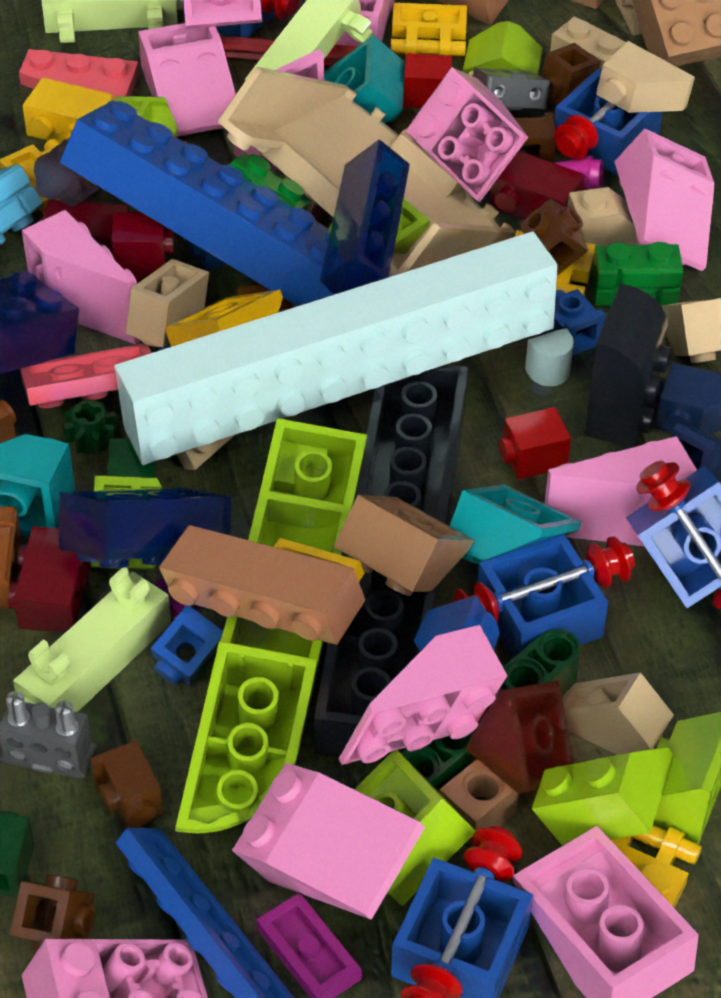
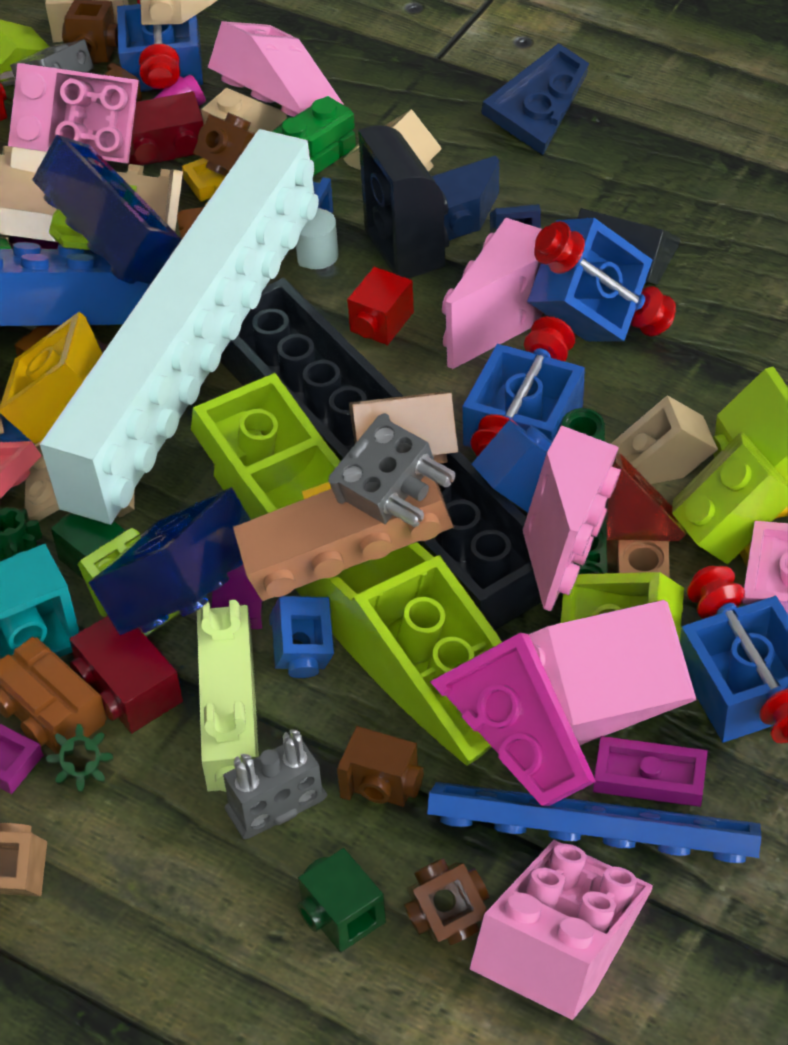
camera: 40 degrees left, 0 degrees up
(232, 818) = (519, 715): none -> dark pink wing
(303, 560) = (385, 470): none -> dark grey piece
(505, 521) = (450, 363): teal slope -> none

